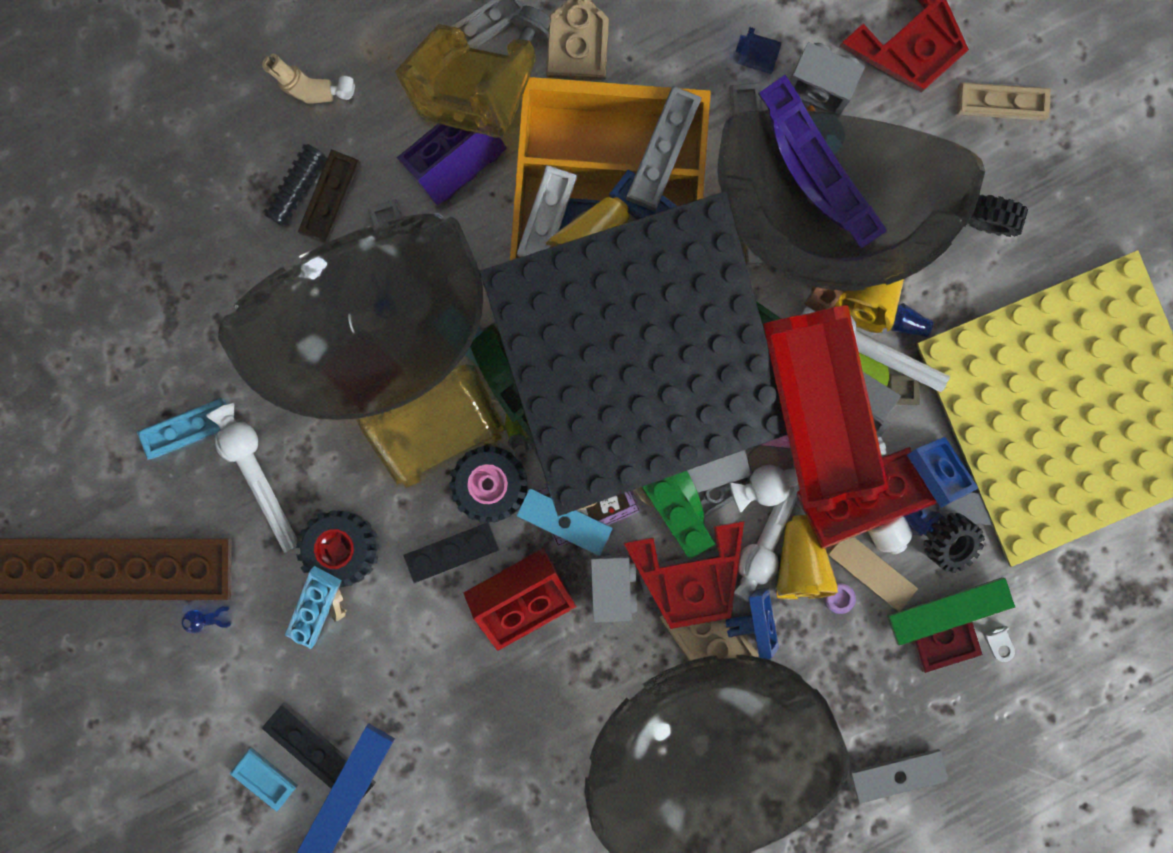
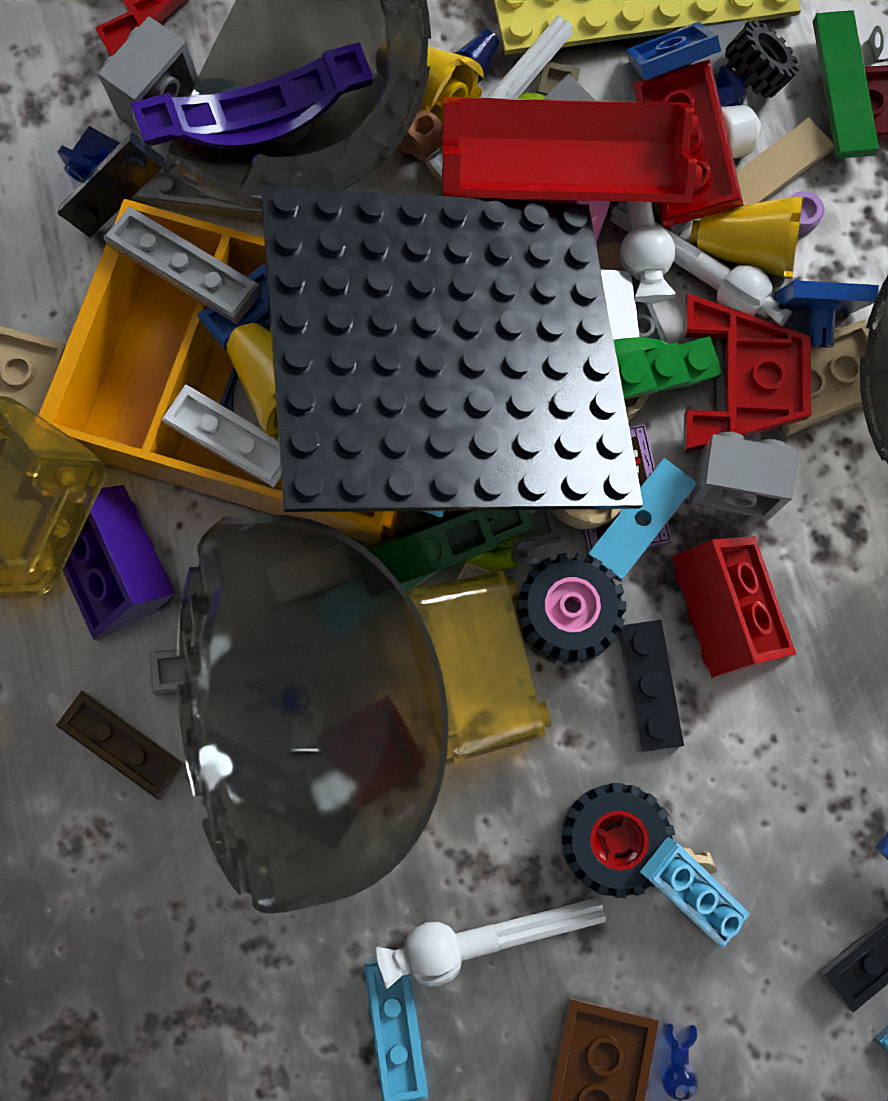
camera: 75 degrees left, 10 degrees down
(295, 184) = (90, 787): black piece -> none
(727, 75) = (112, 181): none -> black plate

